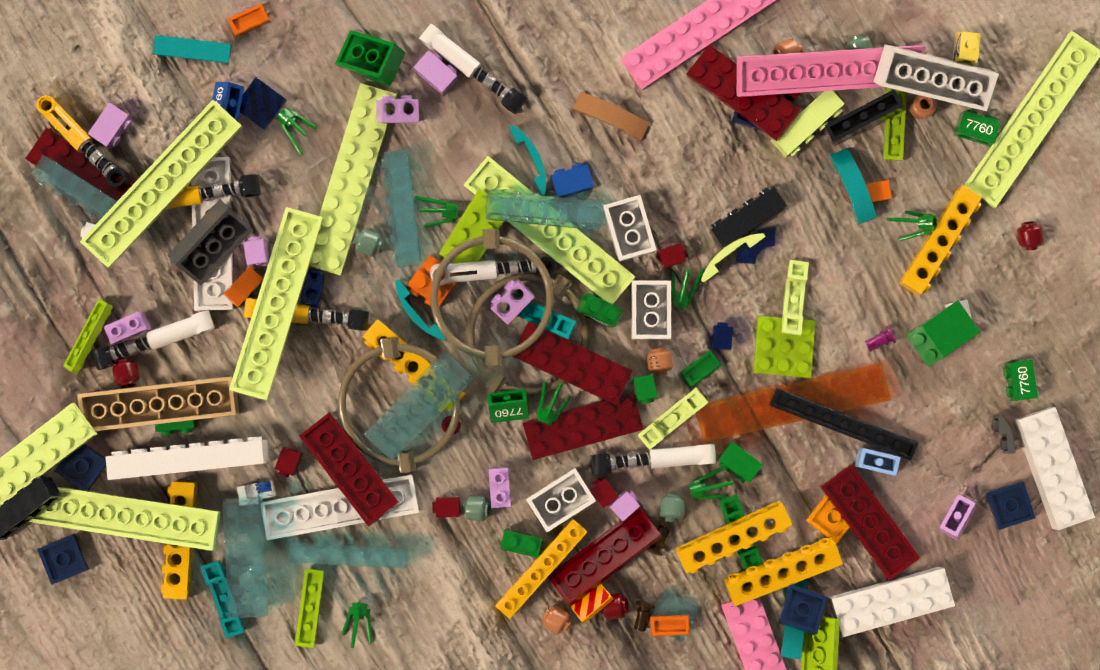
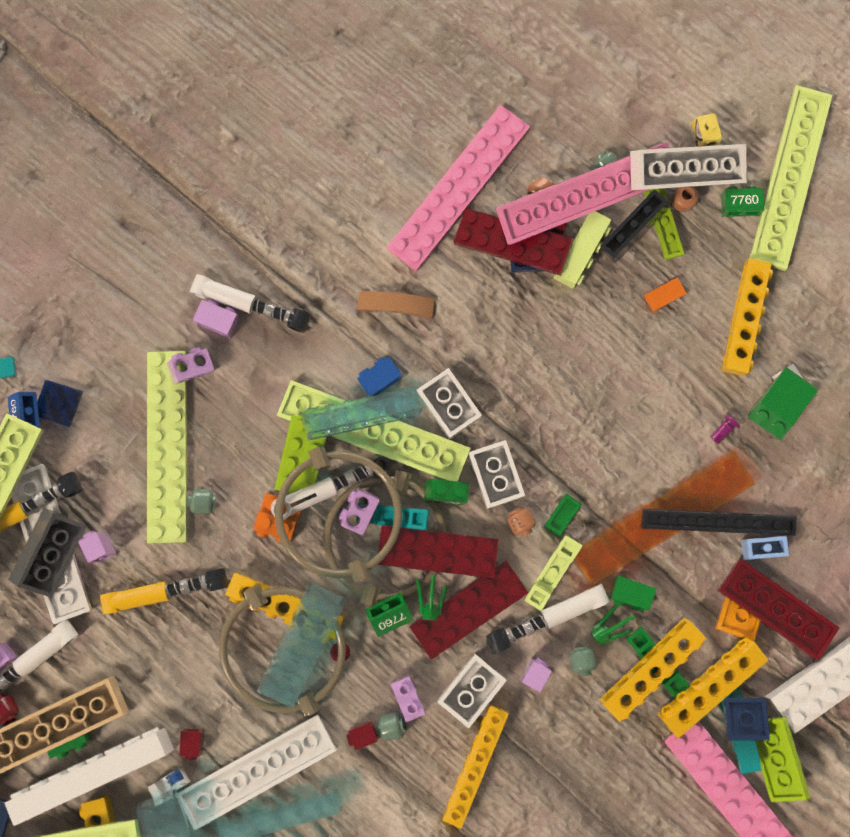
camera: 15 degrees left, 5 degrees down
(243, 286) = (94, 584): orange tile -> none
(248, 20) = (23, 328): orange tile -> none
(276, 304) = (130, 593): yellowish green plate -> none
(288, 118) = (89, 408): green plant -> none
(313, 288) = (163, 563): clear blue leg -> none
(349, 469) = (254, 731): dark red plate -> none
(370, 57) = (150, 325): green slope -> none
(402, 209) = (225, 458): clear light blue brick -> none
(404, 294) = (253, 539): teal slope -> none
(448, 210) = (270, 445): green plant -> none
(520, 138) = (317, 353): teal slope -> none
(521, 543) = (447, 746): green brick -> none
(556, 620) = (507, 812): nougat head -> none
(592, 603) = (530, 778): light orange tile -> none
(603, 492) = (510, 668): dark red brick -> none
(604, 557) = (533, 733): dark red plate -> none
(616, 608) = (559, 779): dark red head -> none
(643, 613) = (590, 777): dark brown pin -> none
(644, 389) = (516, 553): green brick -> none
(656, 547) = (580, 698): dark brown pin -> none
(669, 625) = (621, 779): orange tile -> none
(672, 255) = (499, 416): dark red brick -> none
(673, 605) = (620, 768): clear light blue tile -> none
(682, 299) = (521, 454): green plant -> none
(711, 269) = (568, 376): yellowish green slope -> none
(721, 336) = (572, 477): clear blue brick -> none
(747, 218) = (557, 357): black brick -> none
(748, 255) = (573, 378): clear blue tile -> none
(781, 352) = (635, 467): lime plate -> none
(794, 297) = (628, 417): yellowish green slope -> none
(854, 185) = (648, 293): teal slope -> none
(926, 222) = (728, 304): green plant -> none
(1030, 235) = (828, 284): dark red head -> none

